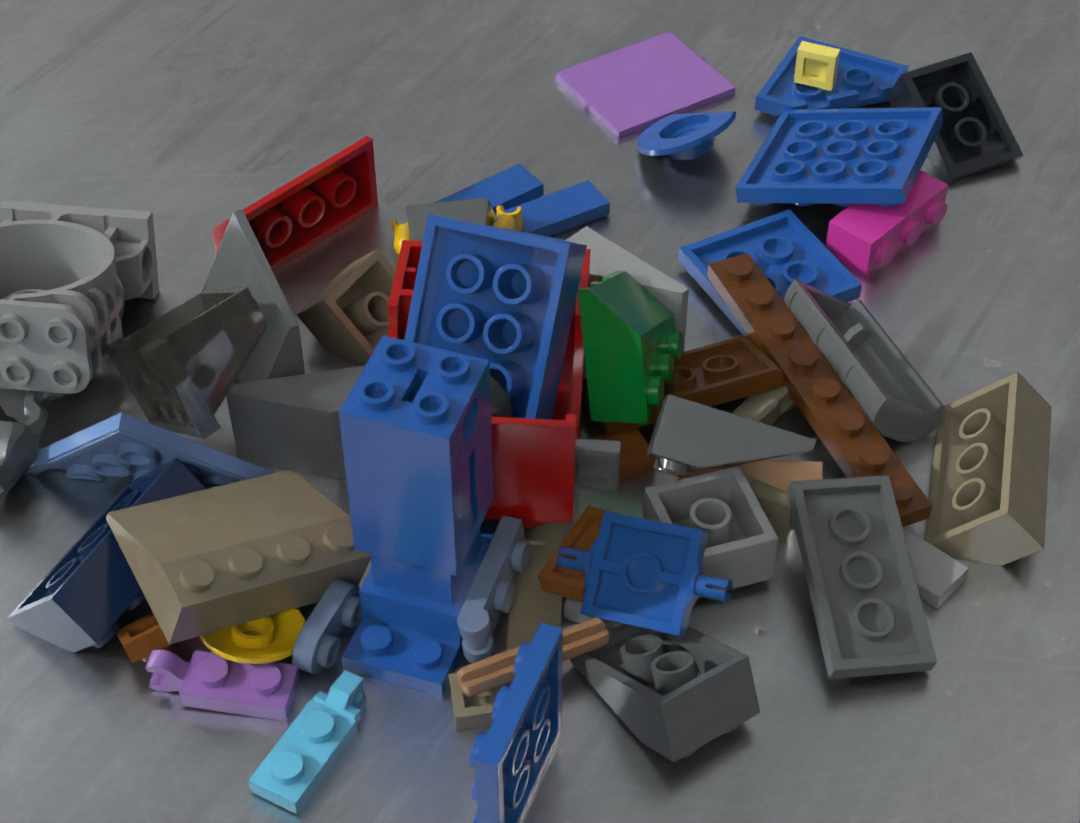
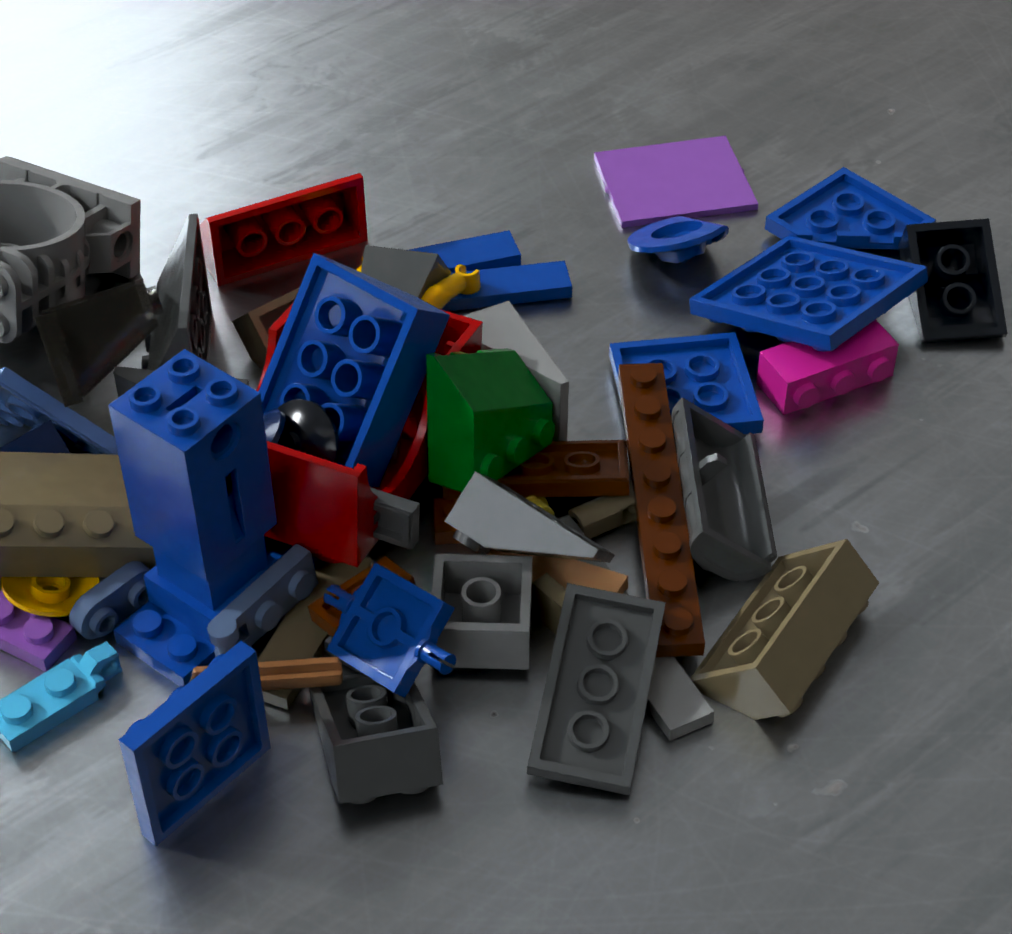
camera: 20 degrees right, 0 degrees up
(816, 65) = (834, 199): light yellow plate -> none

